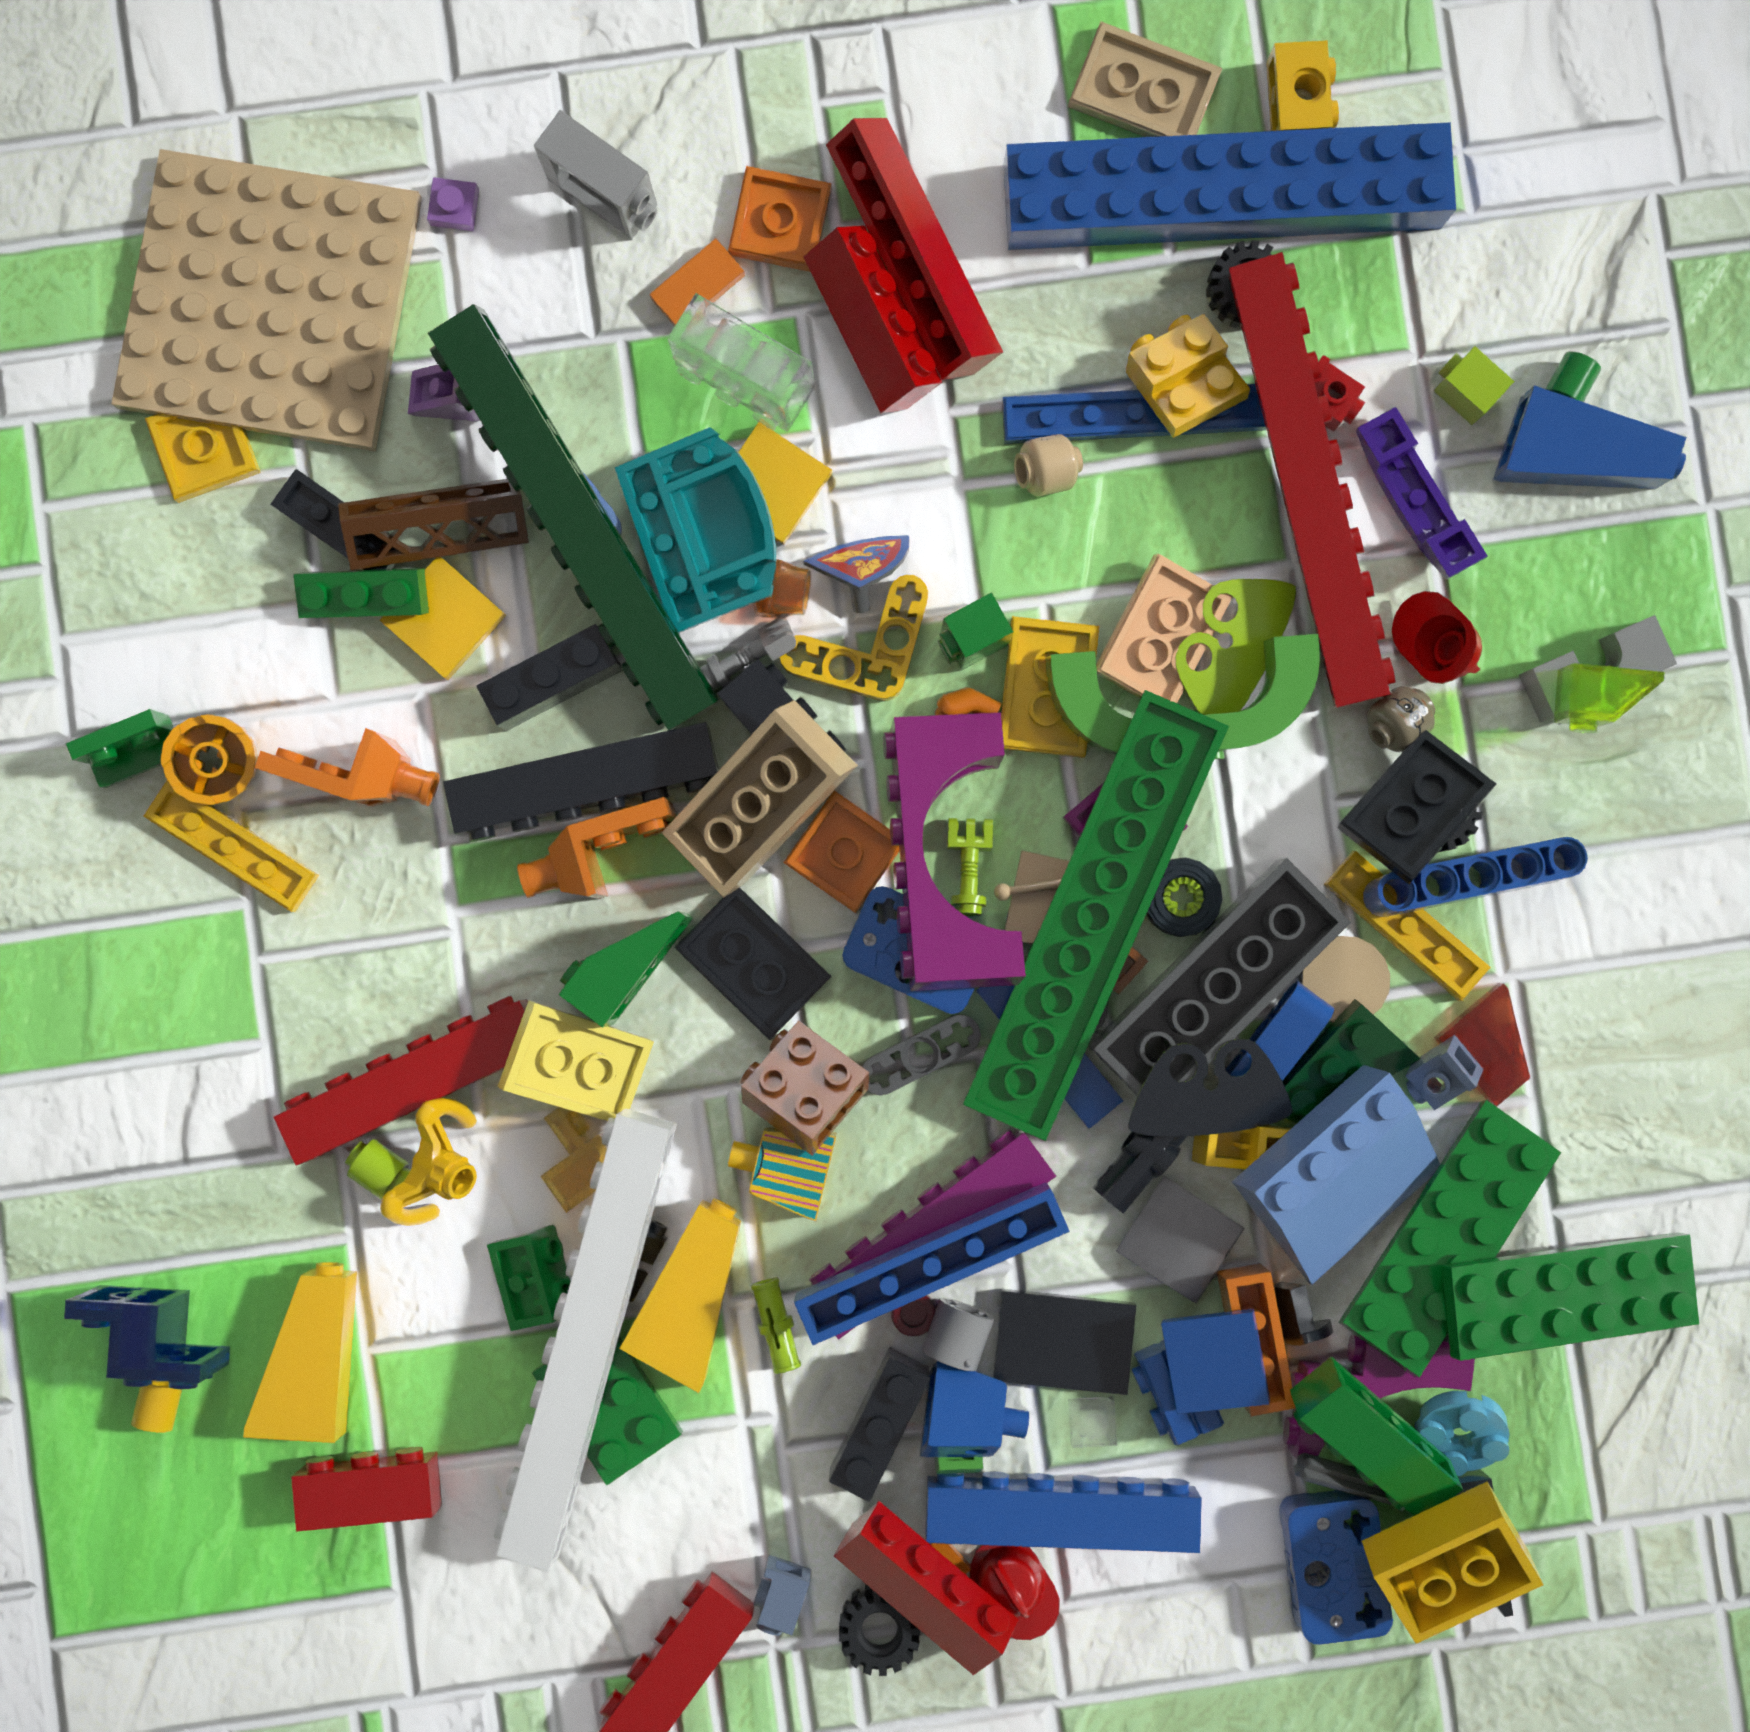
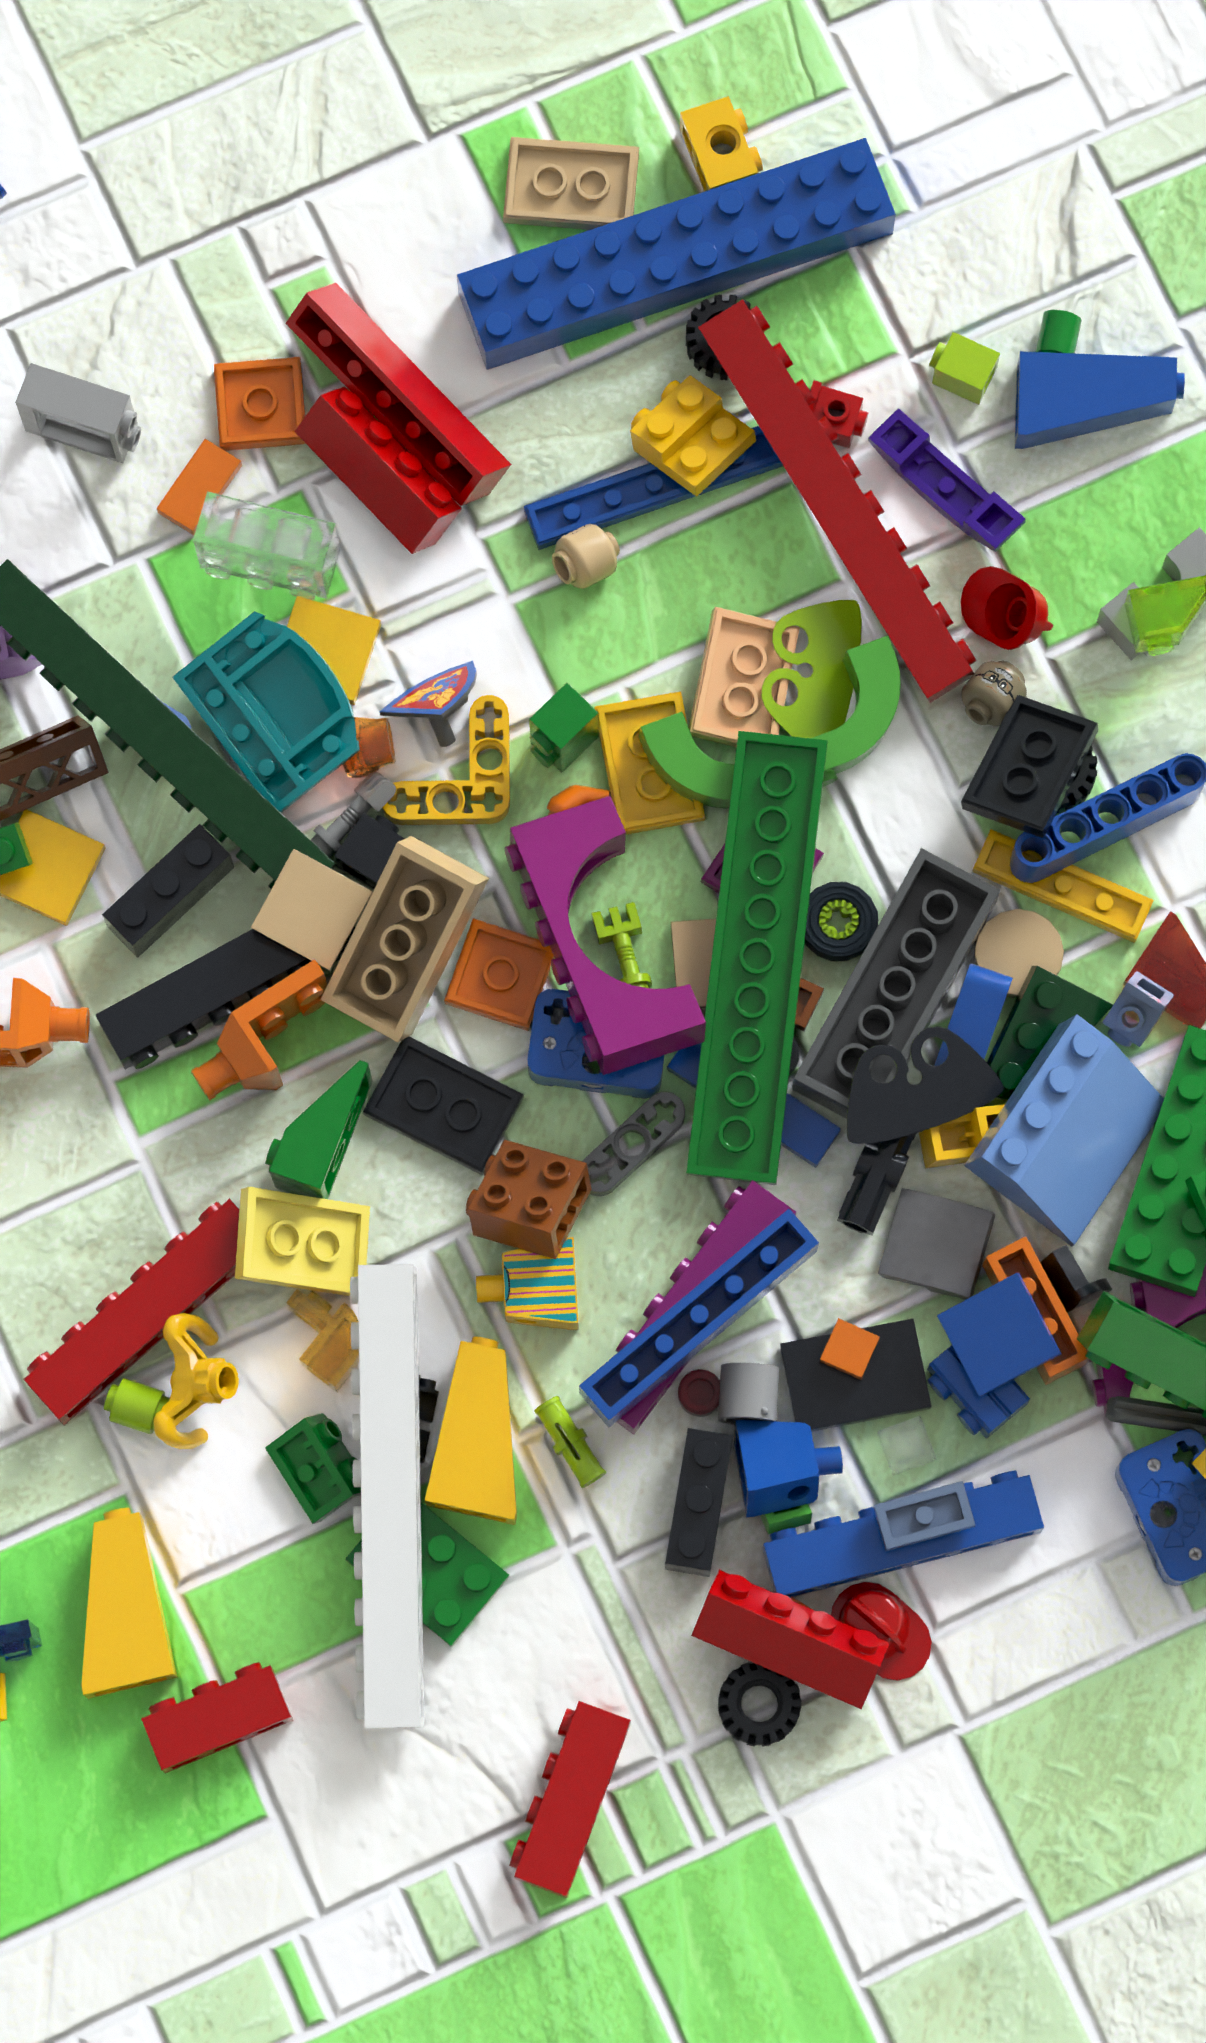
camera: 15 degrees left, 10 degrees down
(677, 742) = (311, 909): none -> tan tile
(782, 1596) = (653, 1700): sand blue brick -> none
(1003, 891) = (665, 964): tan hinge -> none
(1067, 1319) = (849, 1349): none -> orange tile
(1089, 1514) = (924, 1516): none -> sand blue plate

